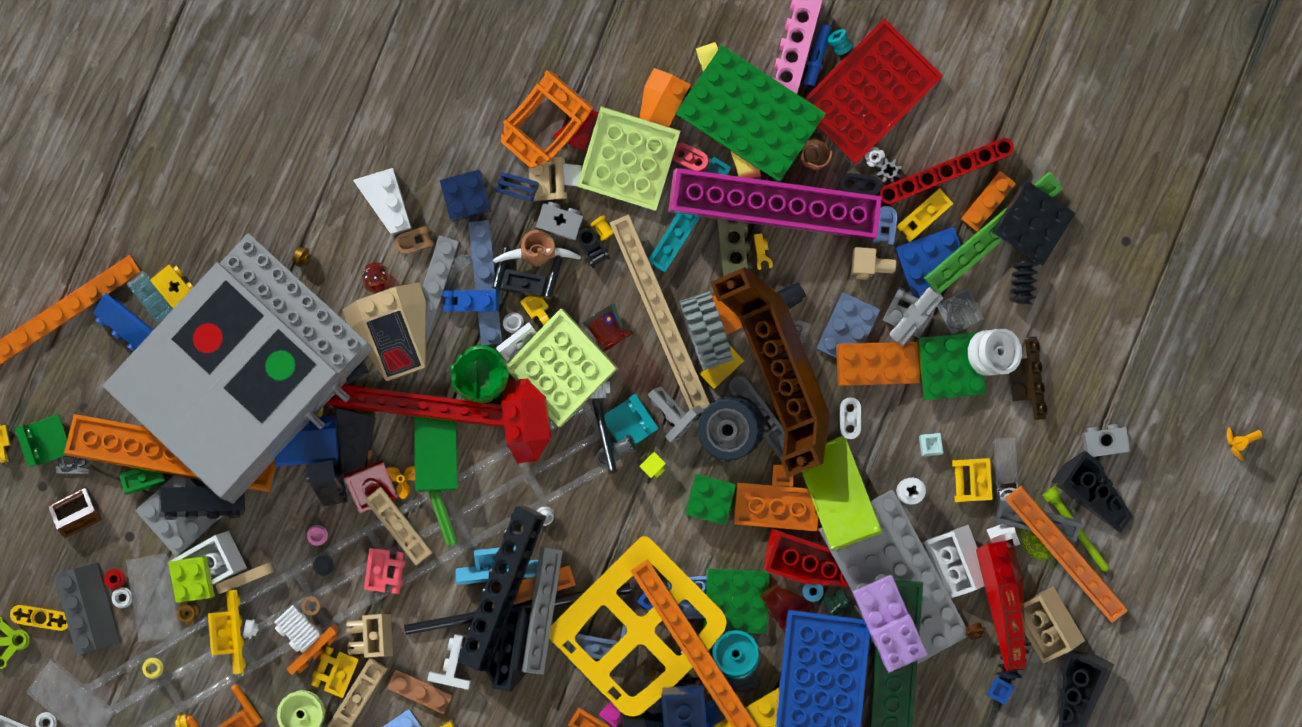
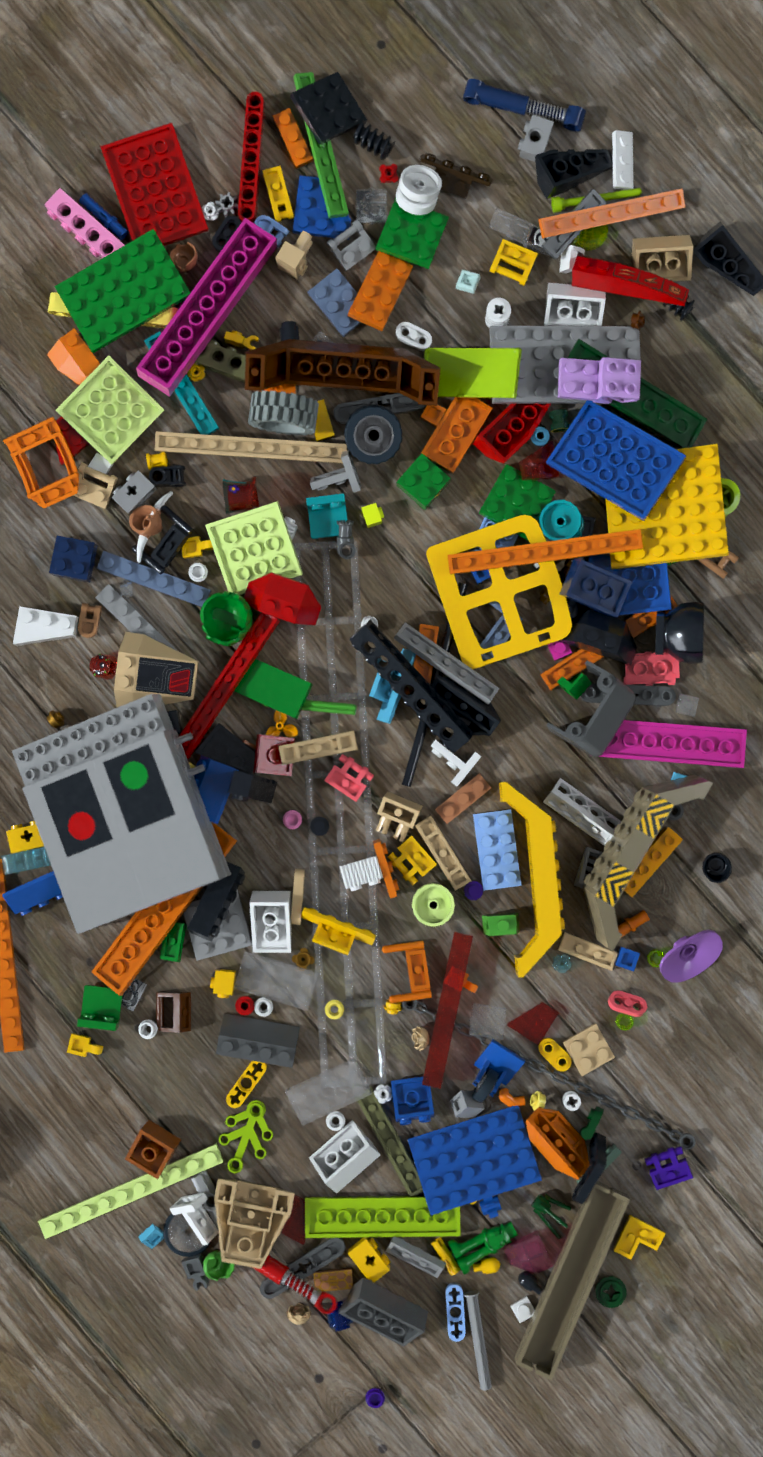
camera: 60 degrees left, 0 degrees up
(40, 494) = (143, 1032): none -> white plate
(126, 547) = (223, 983): none -> yellow brick
(191, 579) = (276, 941): lime plate -> none
(250, 628) = (342, 912): white plate -> none
(312, 599) = (343, 848): medium nougat bush -> none
(471, 300) = (162, 596): blue plate -> none
(501, 183) = (77, 524): dark blue tile -> none
(516, 342) = (214, 575): white plate -> none
(604, 436) = (328, 541): black bar -> none
(690, 158) = (133, 358): coral plate -> none
(708, 228) = (199, 376): none -> yellow plate
(840, 42) = (102, 191): teal wheel -> none
(916, 316) = (357, 237): light grey piece -> none
(998, 319) = (388, 178): none -> red plate
(1000, 690) = (696, 324): blue plate -> none
(1124, 365) = (478, 93): none -> dark blue piece
(1128, 537) = (622, 160): none -> white plate
(1240, 443) = (590, 31): light orange plant -> none

